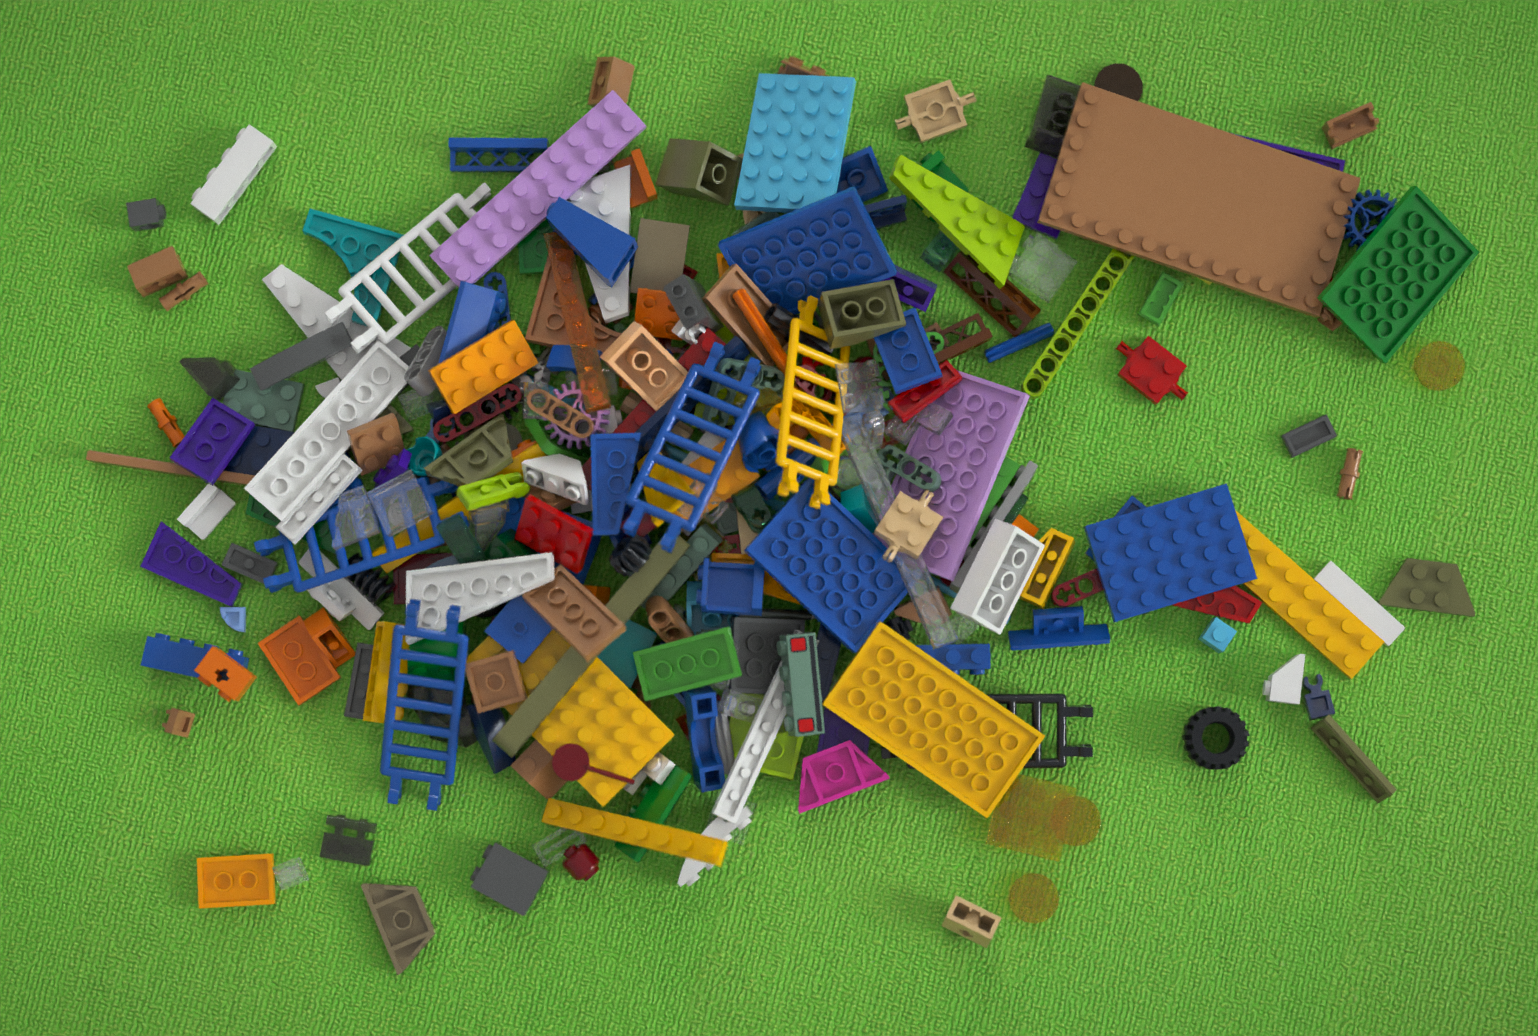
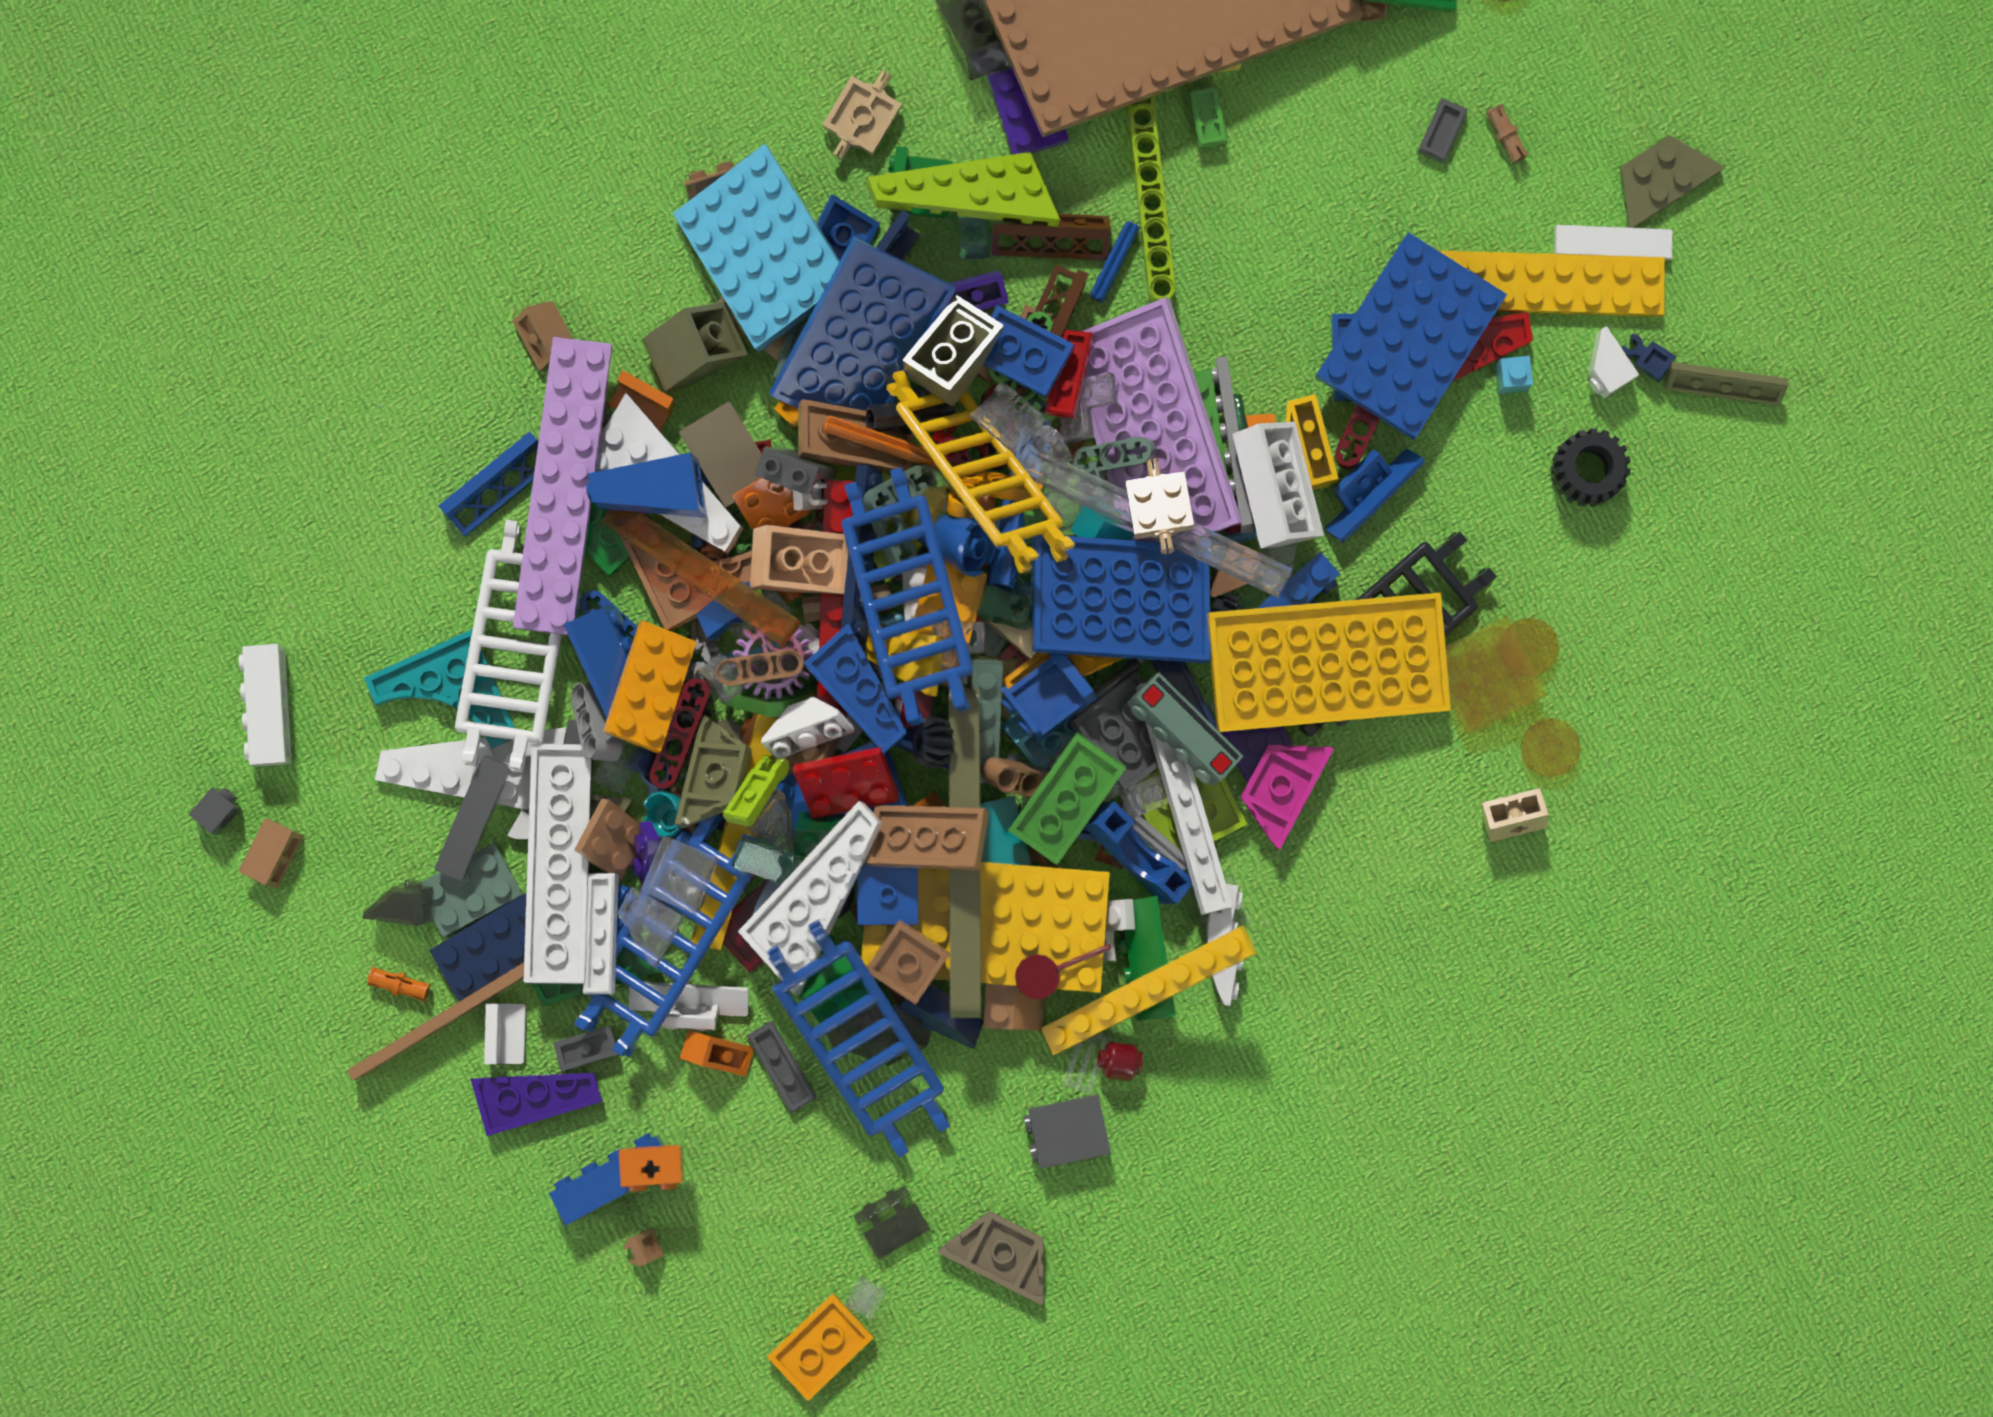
camera: 45 degrees left, 0 degrees up
(183, 291) = (310, 851): medium nougat pin -> none
(212, 441) = (456, 965): dark purple plate -> none
(234, 617) = (613, 1109): light blue tile -> none
(299, 661) = (707, 1097): orange plate -> none
(370, 582) = (713, 970): black piece -> none
(379, 674) = (792, 1043): yellow brick -> none
(1041, 266) = (1077, 176): clear plate -> none
(1152, 370) = (1254, 187): red plate -> none

